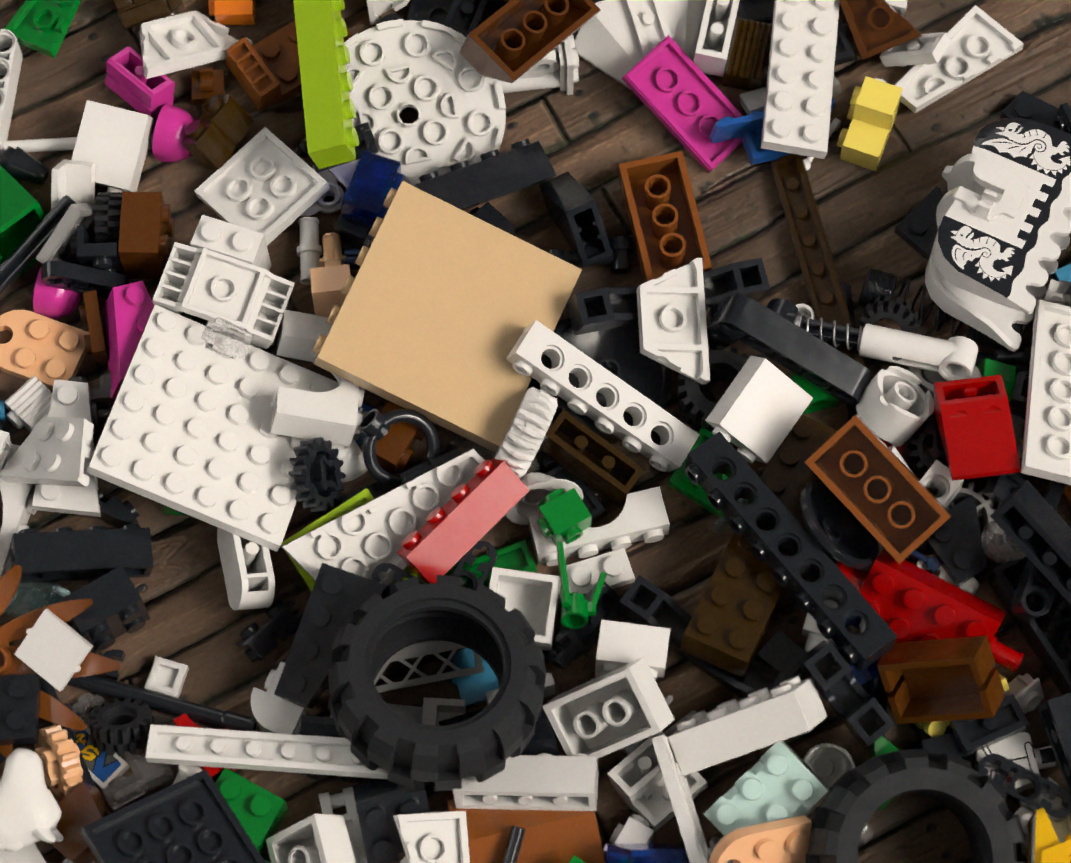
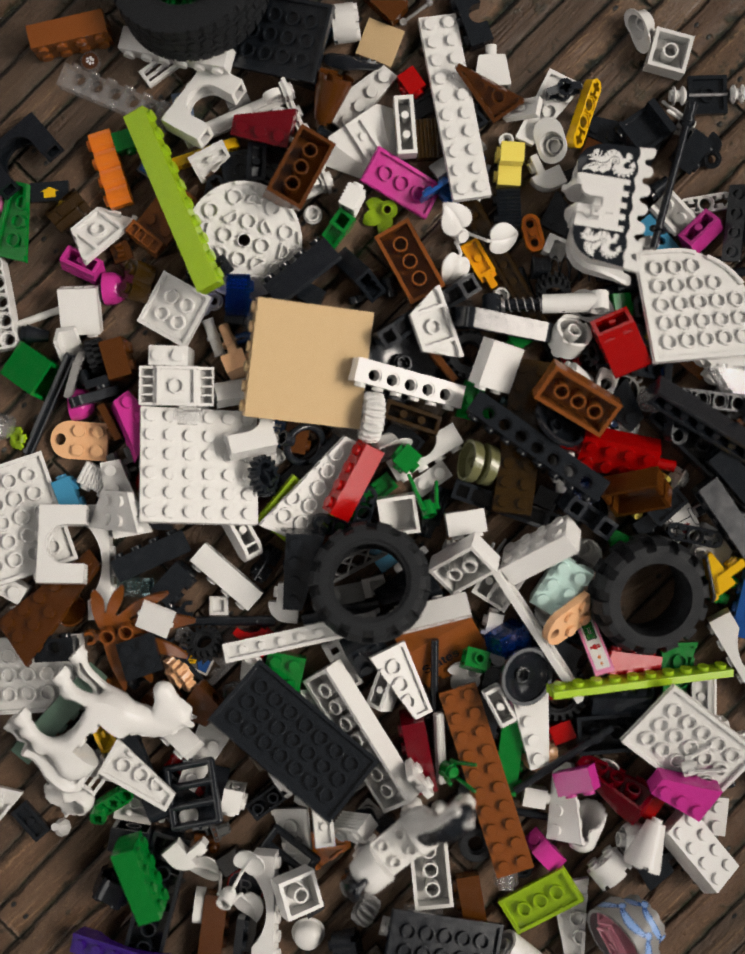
camera: 20 degrees left, 20 degrees up
(197, 630) = (227, 576): none -> white brick
(531, 115) = (312, 214): none -> white plate
(572, 138) = (339, 227): none -> green brick
(601, 103) = (352, 198): none -> white brick
(635, 143) = (376, 214): none -> lime plate
(669, 391) = (443, 367): none -> reddish brown tile
(684, 560) = (478, 462): none -> olive wheel
(754, 165) = (453, 223): none -> white plant
(780, 258) = (480, 262): none -> light orange hinge
(849, 191) = (507, 207): none -> black brick
(879, 240) = (533, 233): none -> orange plate
(909, 263) = (554, 246): none -> white panel
(921, 163) = (545, 180): none -> white brick
(946, 105) = (550, 140): none -> white piece
(987, 43) = (563, 91): none -> black piece
(1008, 77) = (577, 133): none -> yellow beam

